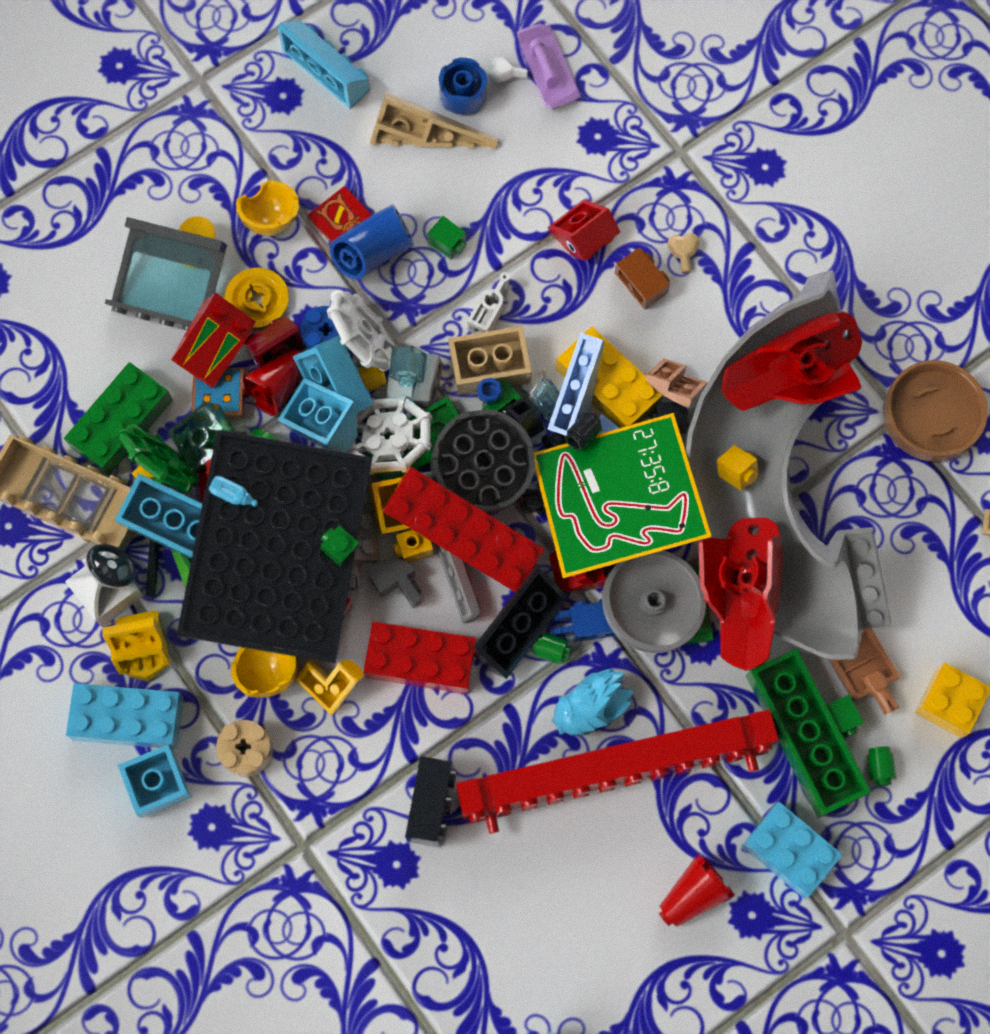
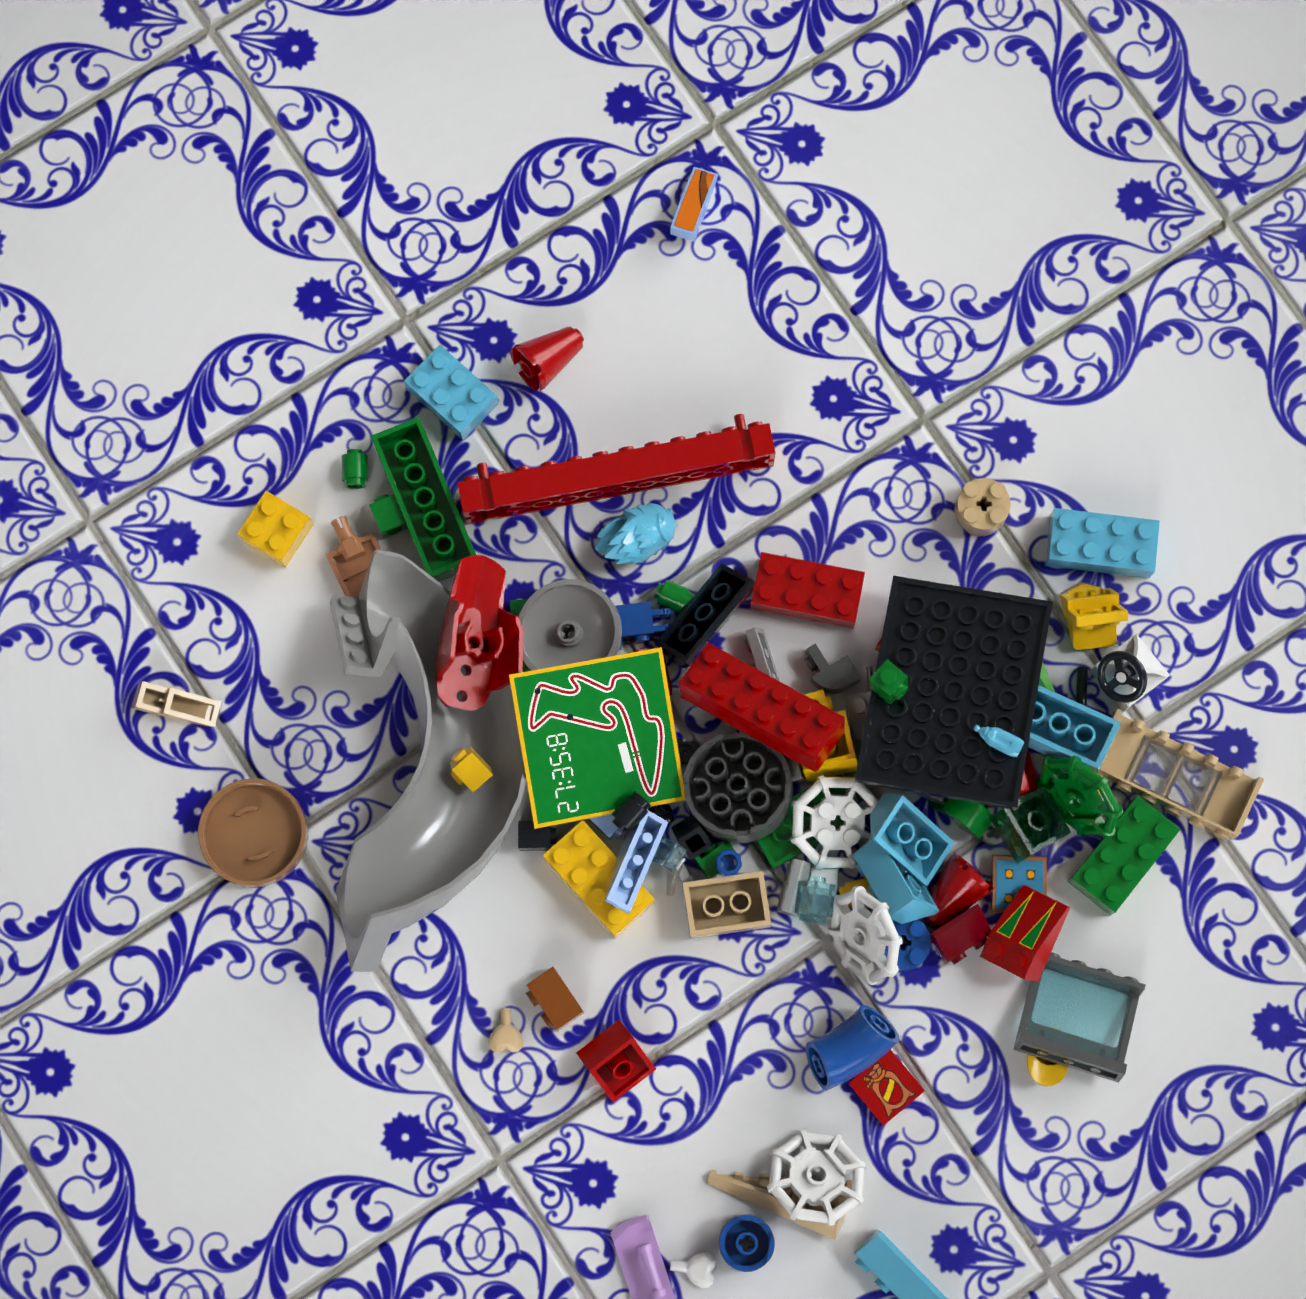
camera: 175 degrees left, 5 degrees up
(154, 781) = (1070, 476): medium azure brick -> none
(262, 673) = (967, 571): yellow cylinder -> none
(265, 284) = (986, 976): yellow gear -> none
(270, 209) = (967, 1092): yellow cylinder -> none
(330, 689) = (895, 561): yellow brick -> none
(416, 139) = (812, 1191): none -> white plate
(430, 802) = (799, 445): black brick -> none
(447, 238) = (768, 1054): green brick -> none
(485, 316) = (721, 962): white piece -> none
(670, 380) = (527, 871): nougat slope -> none
(796, 366) = (393, 855): red piece -> none

